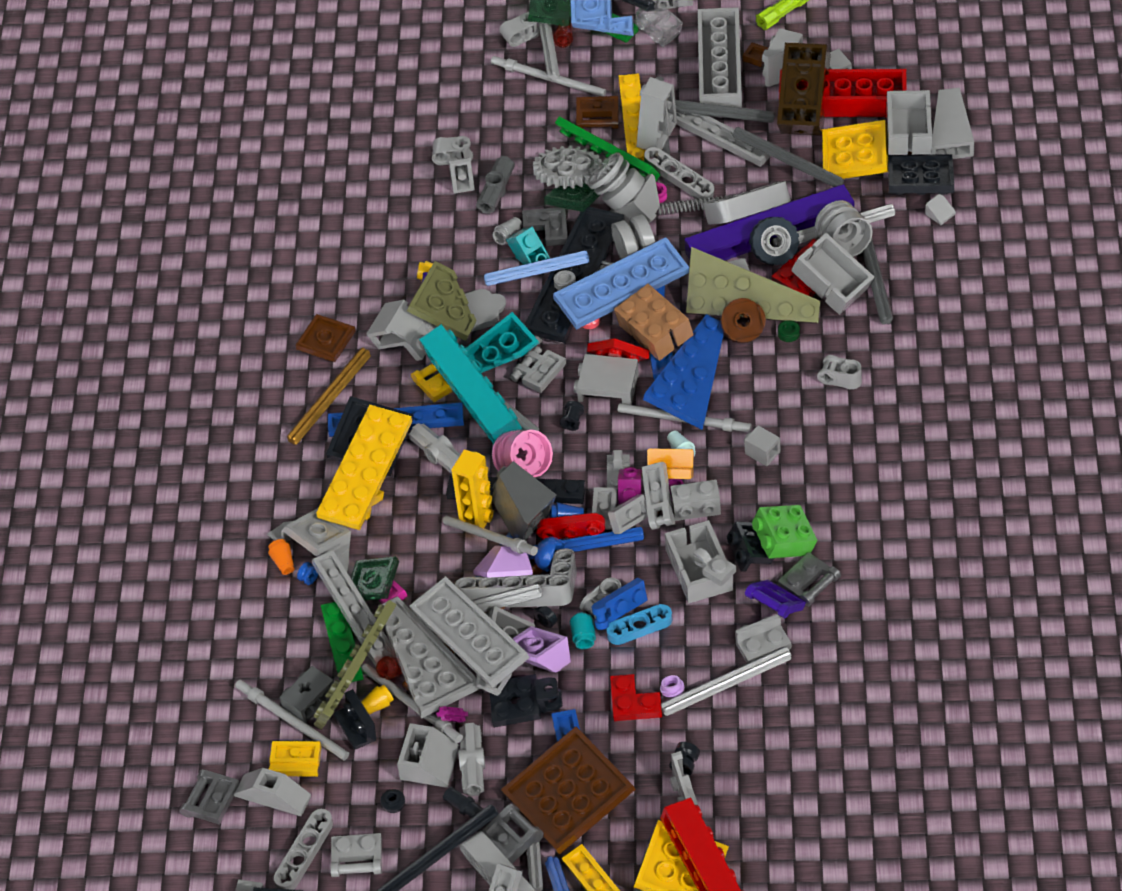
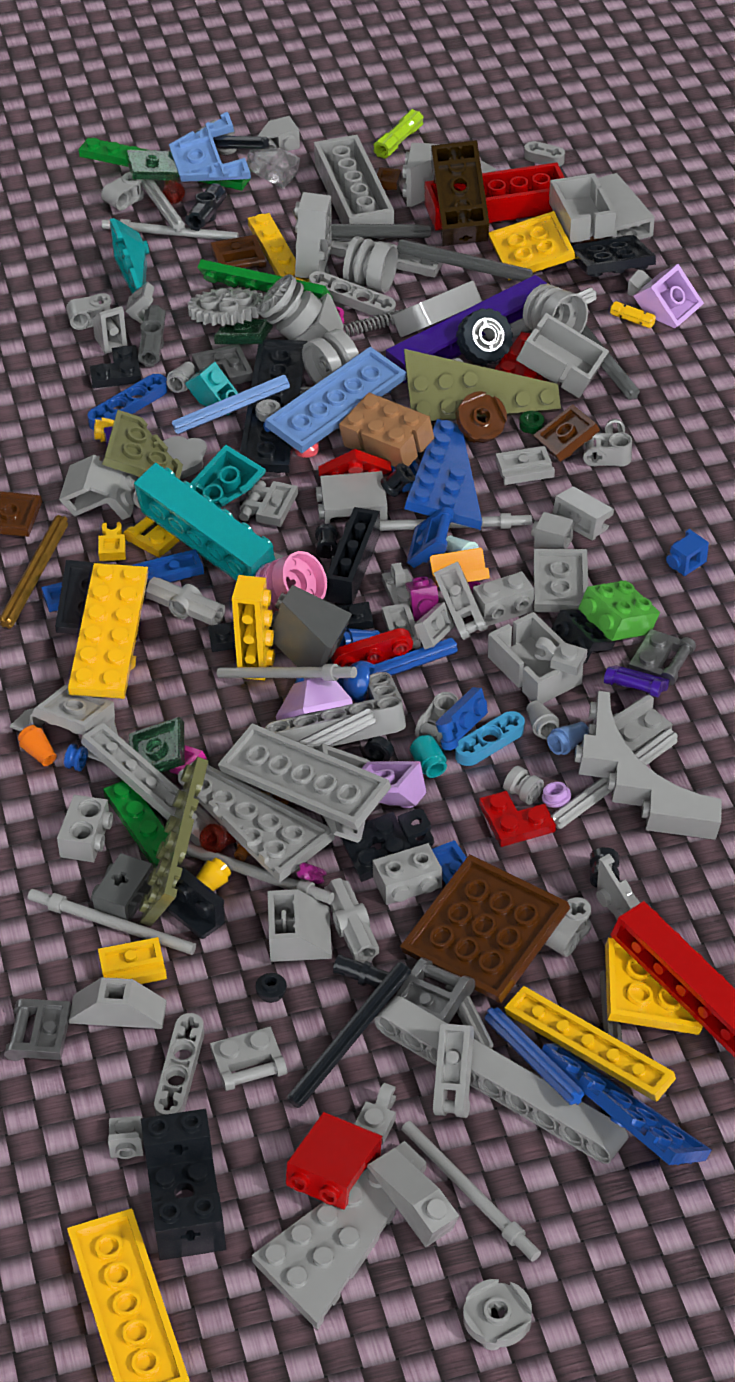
camera: 20 degrees left, 5 degrees down
(297, 631) = (84, 828): none -> light grey brick
(398, 384) = (112, 544): none -> yellow plate
(454, 244) = (150, 388): none -> blue beam
(458, 216) = (122, 372): none -> black plate
(494, 150) = (139, 302): none -> light grey bracket
(504, 102) = (129, 254): none -> teal wedge
(528, 730) = (407, 874): none -> light grey brick
(584, 59) = (205, 207): none -> black piece
(586, 435) = (352, 555): none -> black brick
(638, 803) = (571, 928): none -> light grey piece
(646, 371) = (397, 480): none -> black bush
(650, 674) = (524, 785): none -> light grey wheel
(656, 429) = (430, 537): none -> blue plate
(686, 617) = (541, 719): none -> light grey cone
(701, 637) = (565, 738): none -> medium blue cone
(703, 147) = (370, 264): none -> light grey wheel
(750, 713) = (633, 783): none -> light grey arch
(751, 487) = (559, 579): none -> light grey plate
(764, 374) = (524, 465): none -> light grey plate
(794, 430) = (584, 510): none -> light grey hinge
(809, 350) = (566, 432): none -> reddish brown plate
(852, 351) = (609, 427): none -> light grey hinge
(868, 487) = (688, 553): none -> blue brick
(908, 51) = (544, 153): none -> light grey beam
(919, 238) = (632, 314): none -> yellow axle
(956, 227) = (669, 297): none -> lavender slope

